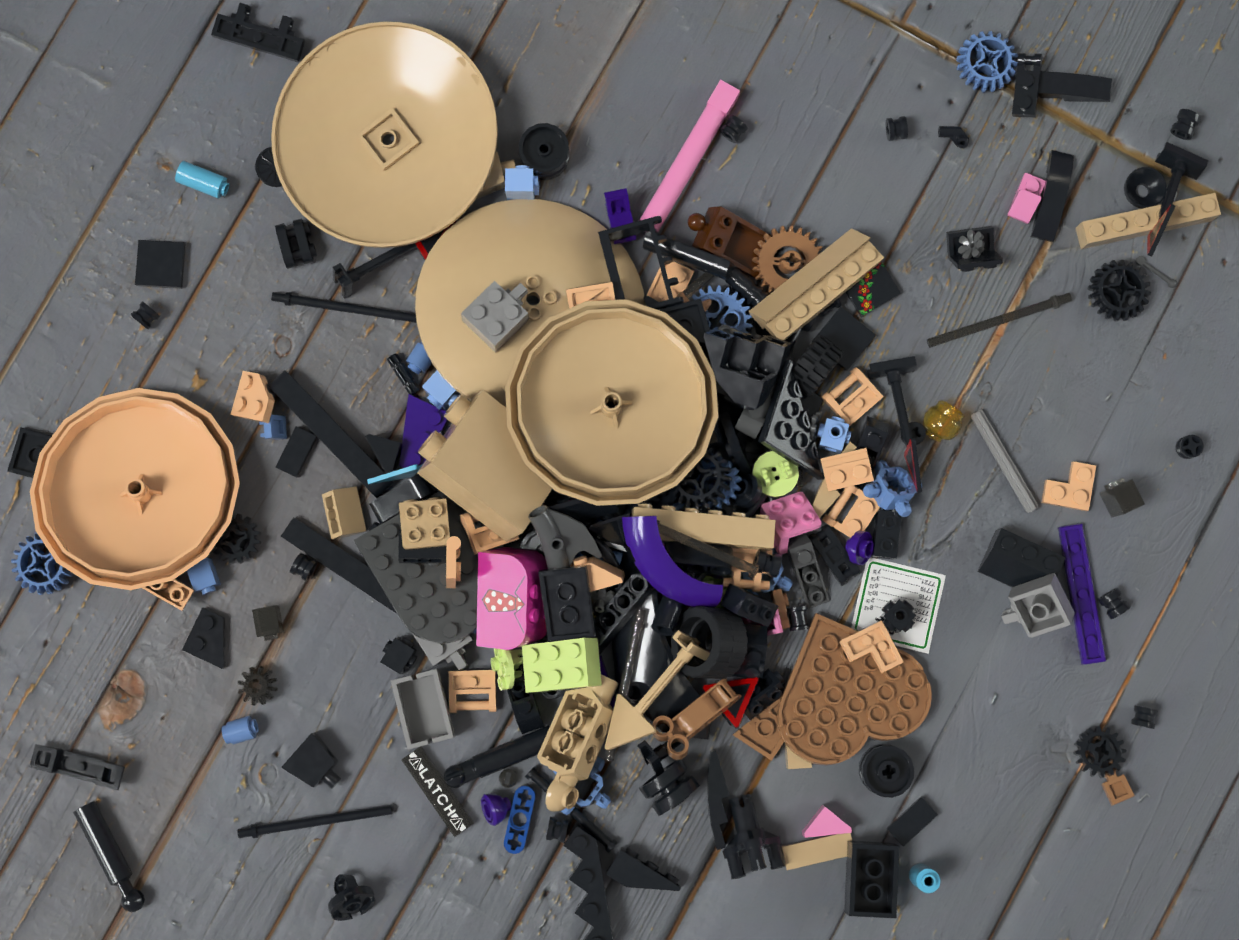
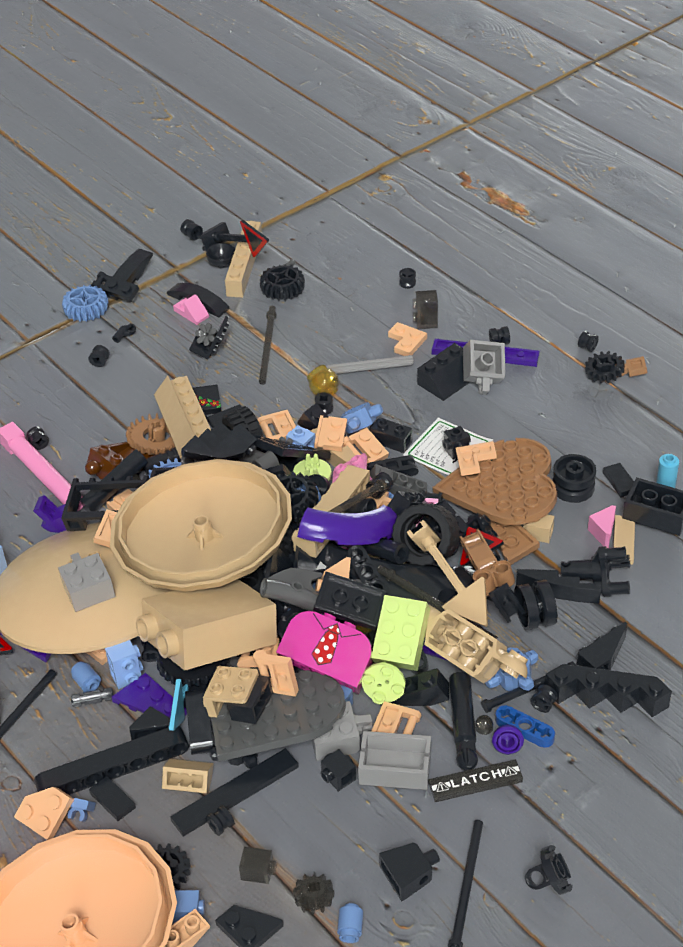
camera: 65 degrees left, 40 degrees down
(860, 547) = (393, 447): dark purple plate -> none
(892, 370) = (340, 397): black piece -> none

